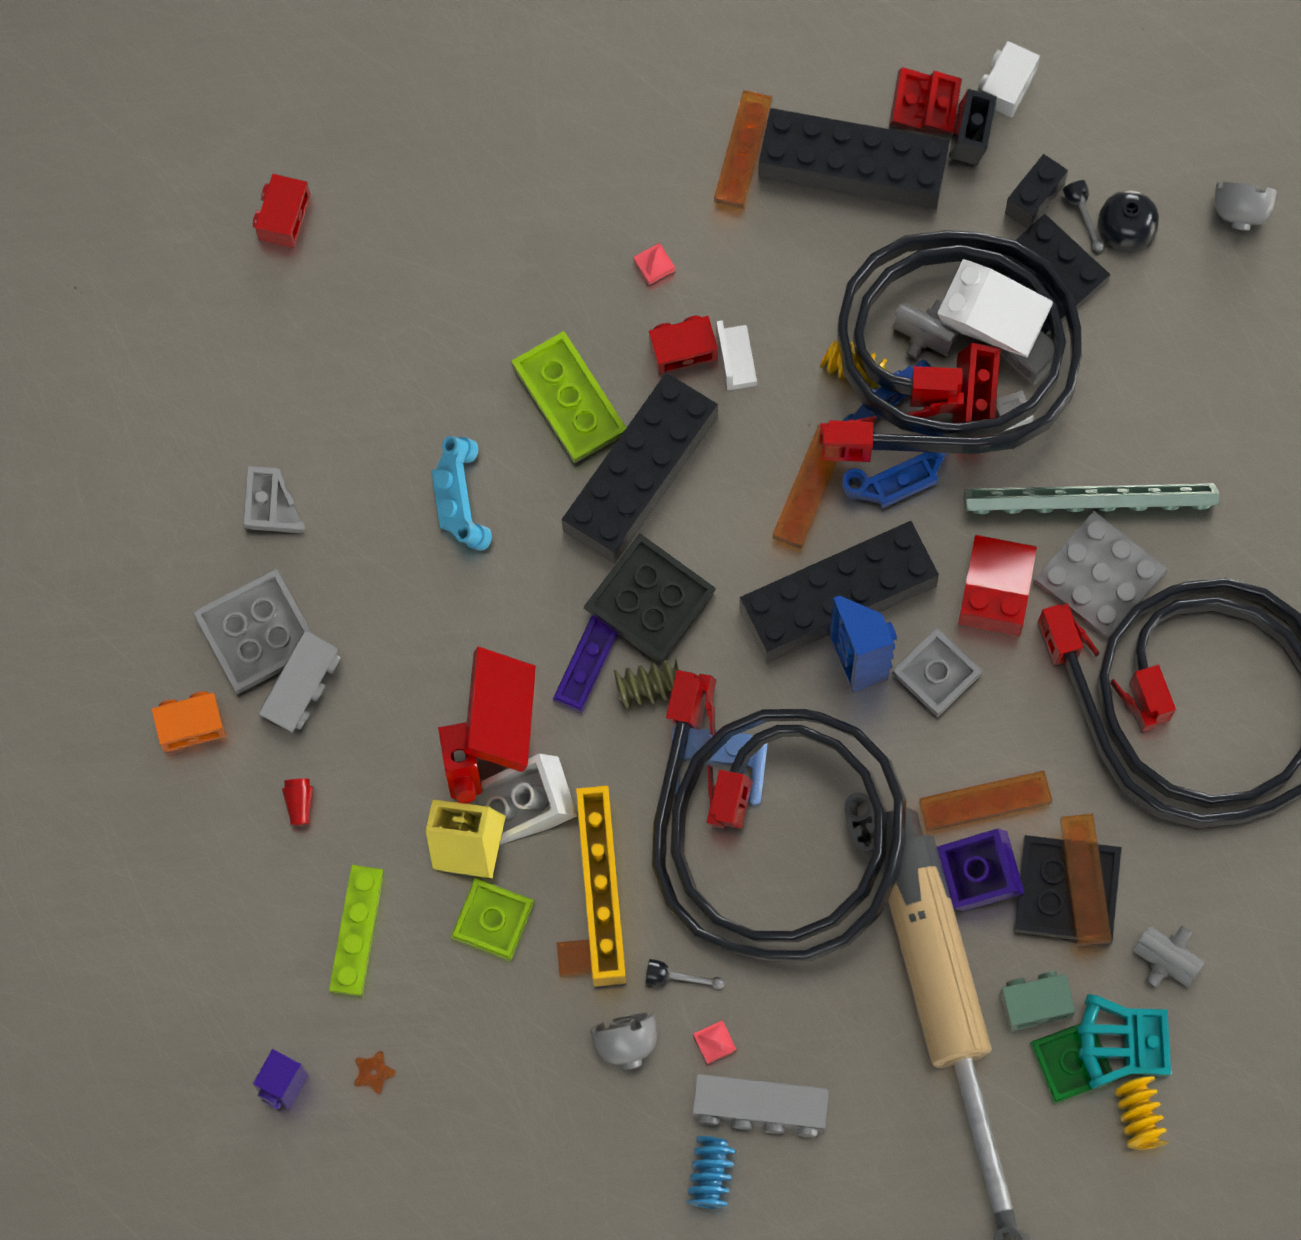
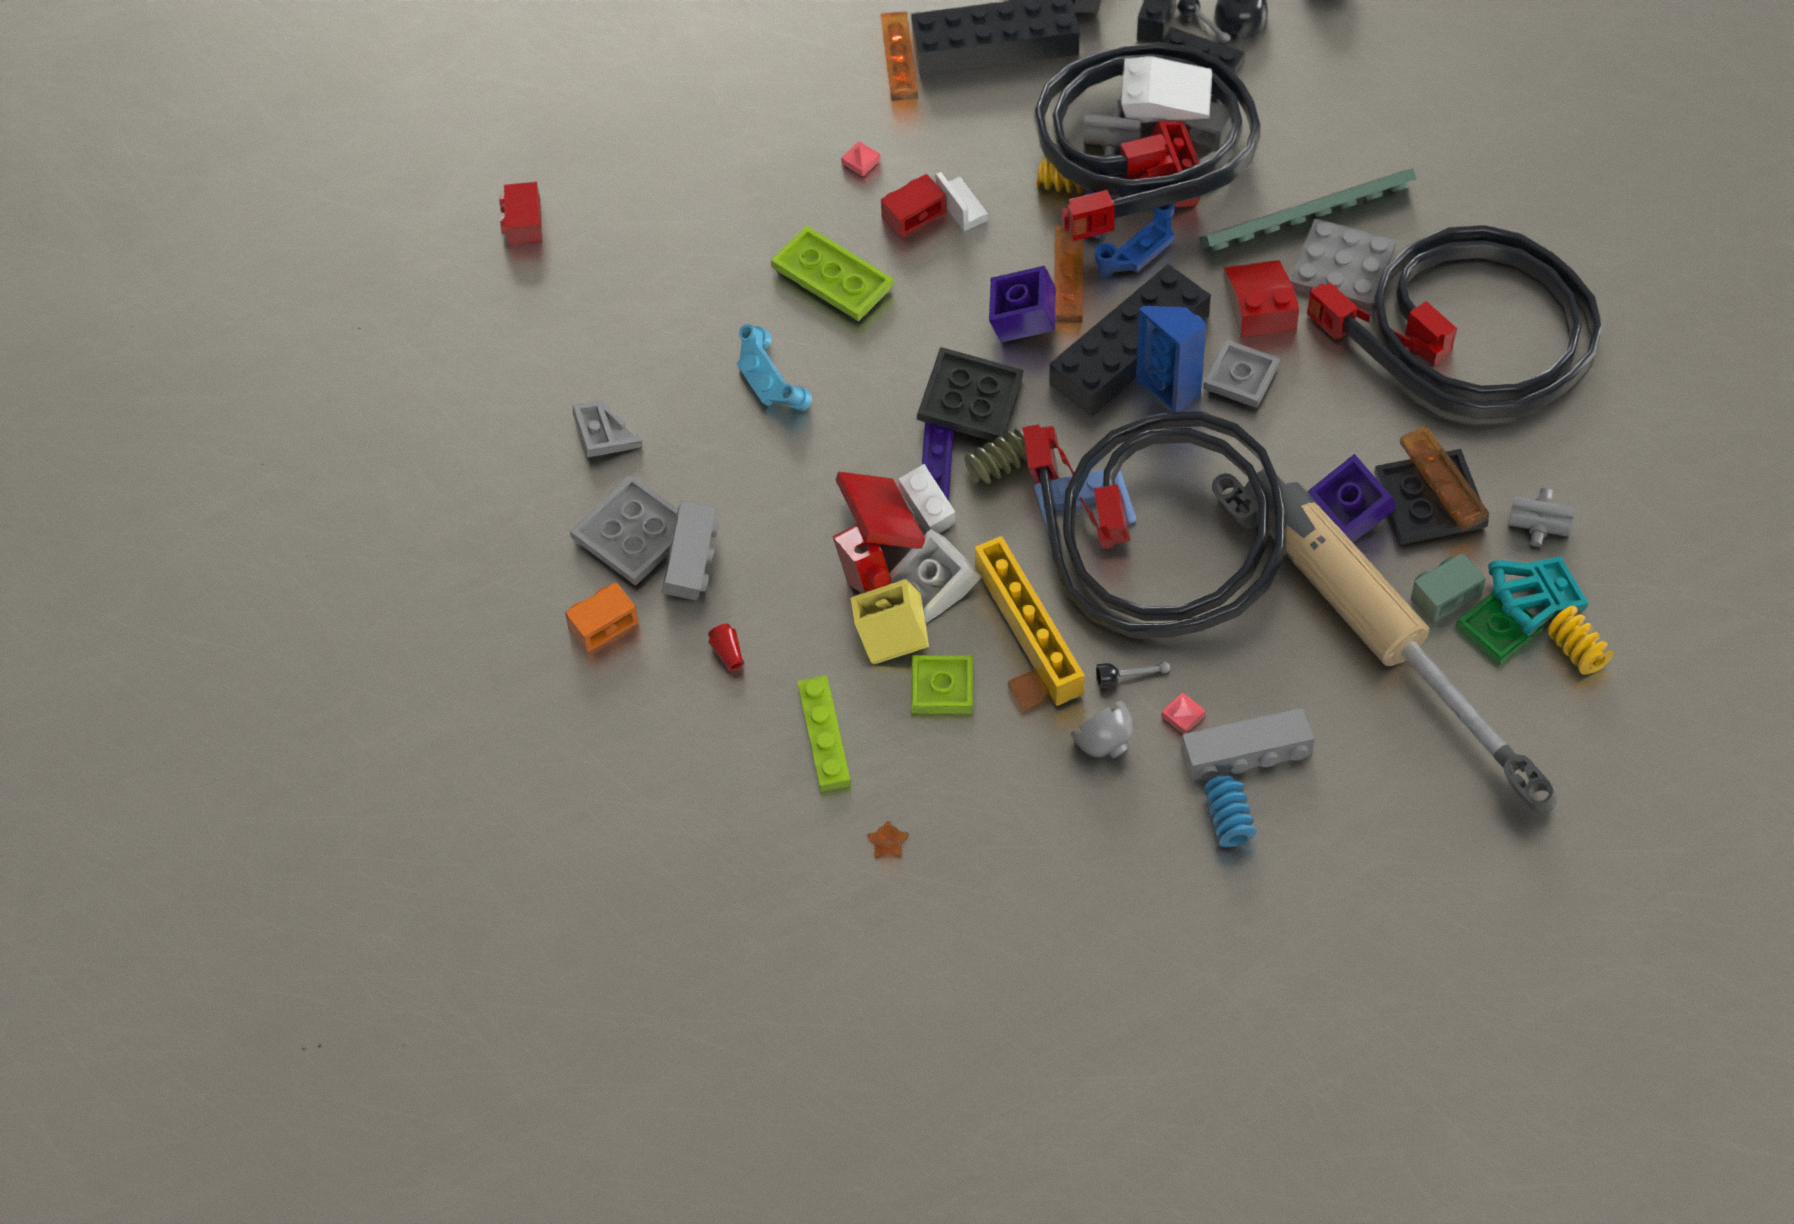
camera: 20 degrees left, 15 degrees down
(280, 1080) = (808, 864): dark purple brick -> none
(554, 711) = (927, 500): none -> white brick
(640, 468) = (917, 303): black brick -> none
(743, 512) = (1022, 304): none -> dark purple brick
(985, 801) = (1331, 452): clear orange plate -> none

